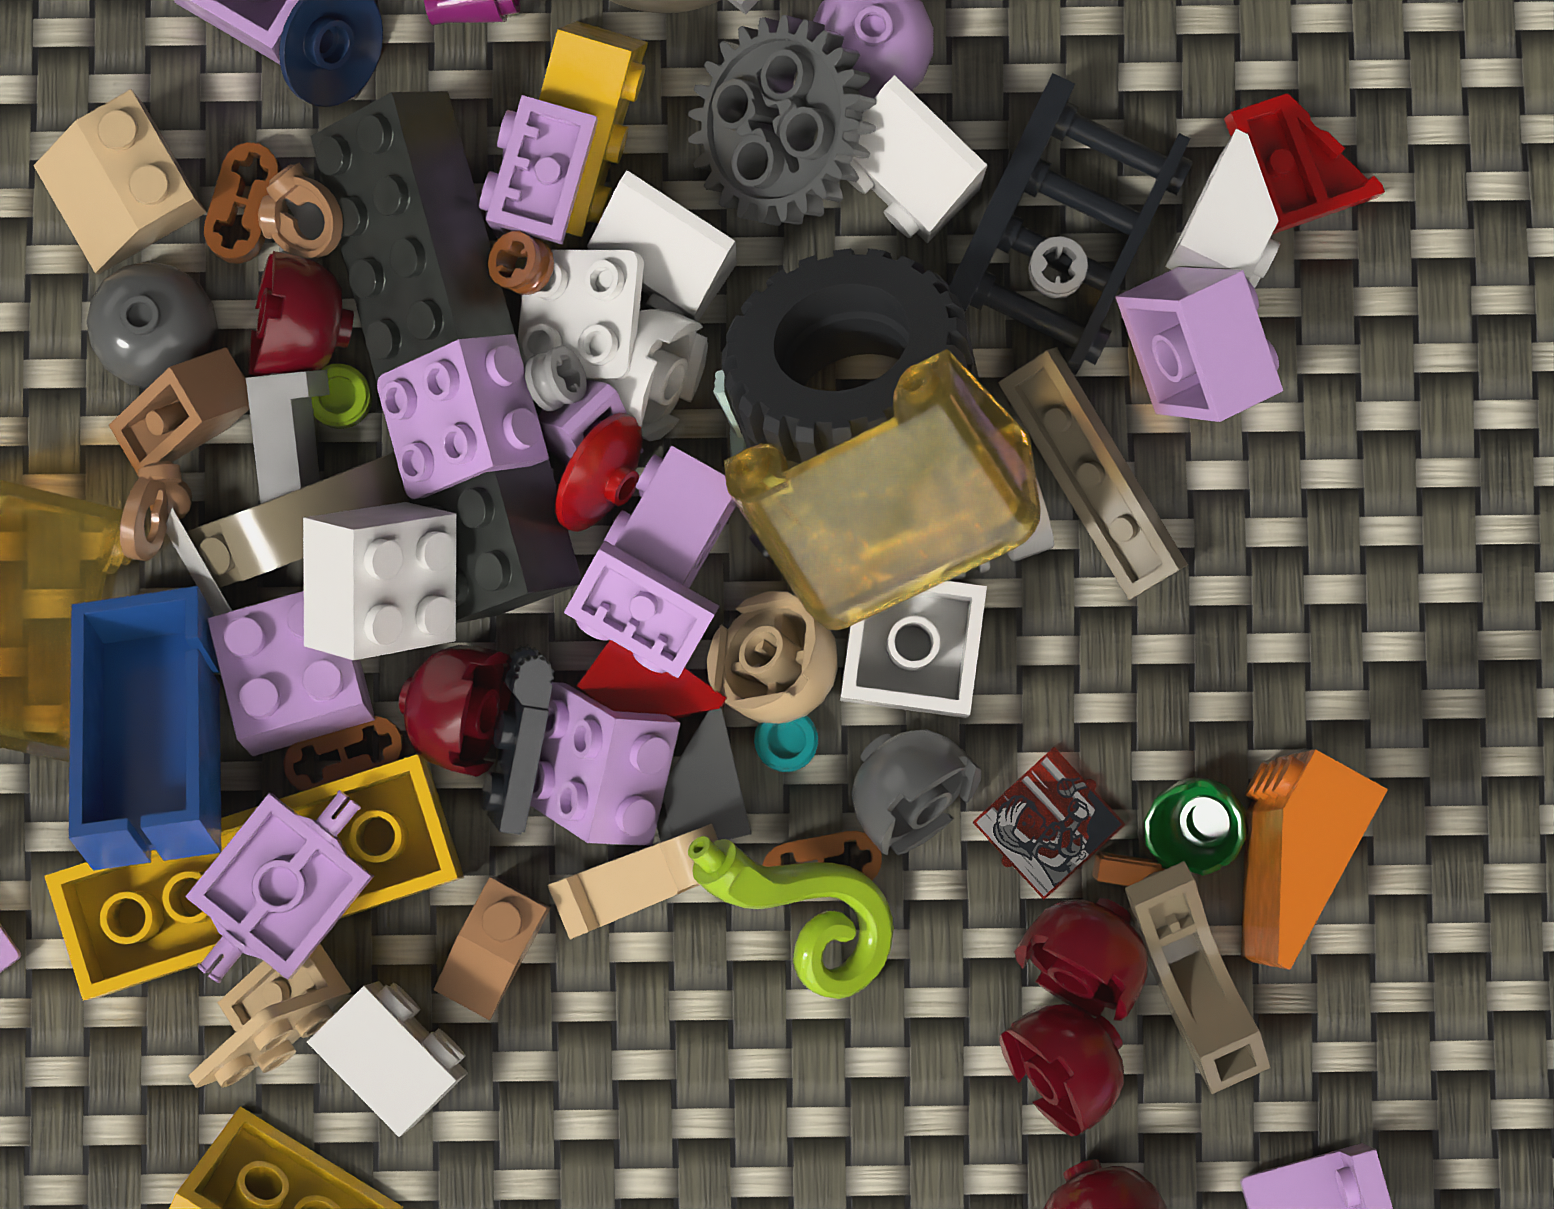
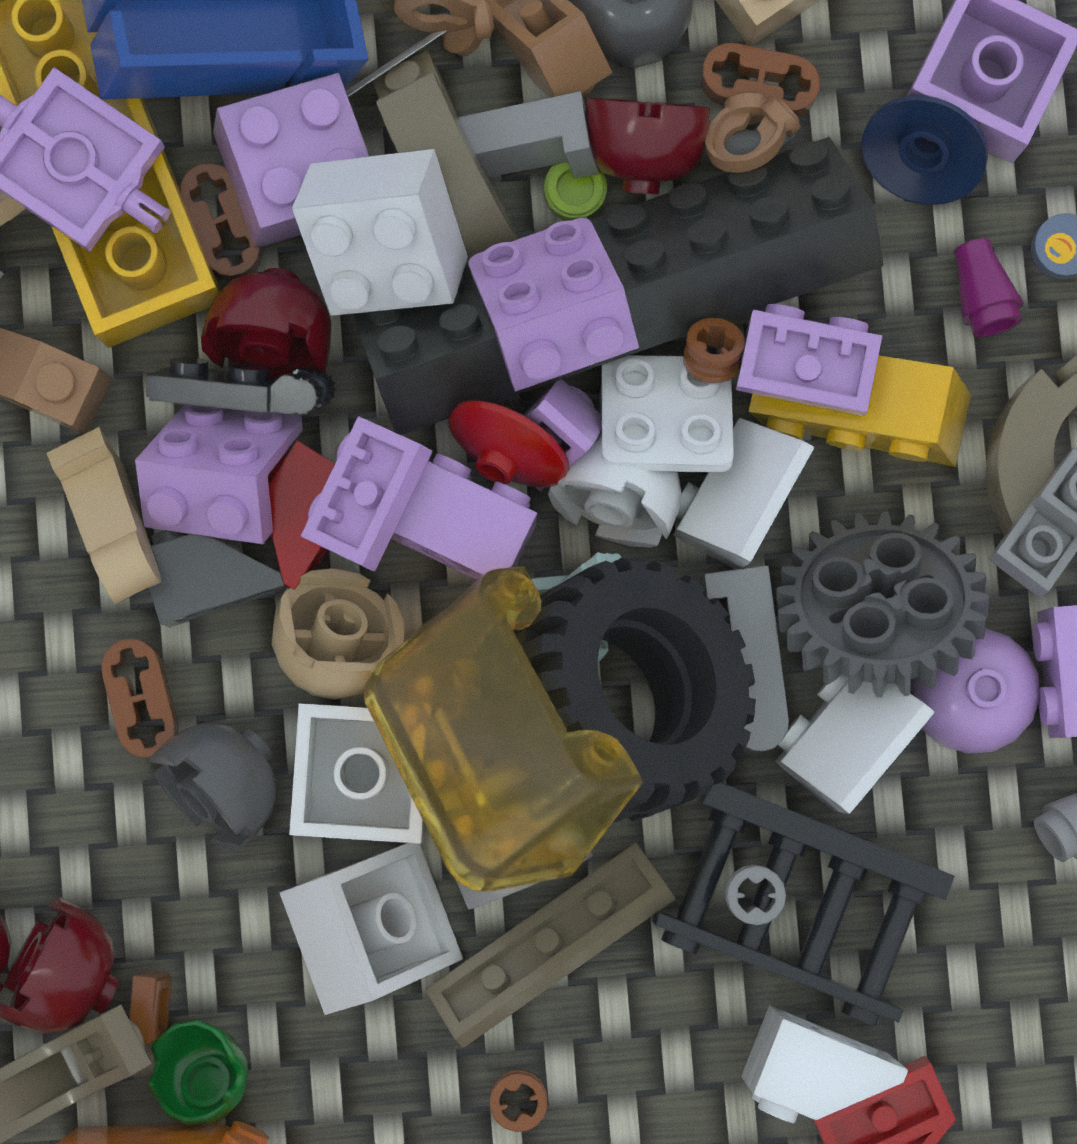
camera: 80 degrees right, 0 degrees up
(555, 378) = (596, 391): light grey bush -> none
(744, 883) = (96, 622): lime plant -> none
(769, 250) = (751, 611): none -> light grey leg
(786, 745) = (255, 657): teal tile -> none
(1048, 823) = (197, 923): piece -> none
(1064, 648) = (371, 927): none -> white slope
(1200, 343) = (685, 1047): lavender brick -> none
(1261, 513) = (525, 1119): none -> dark orange bush

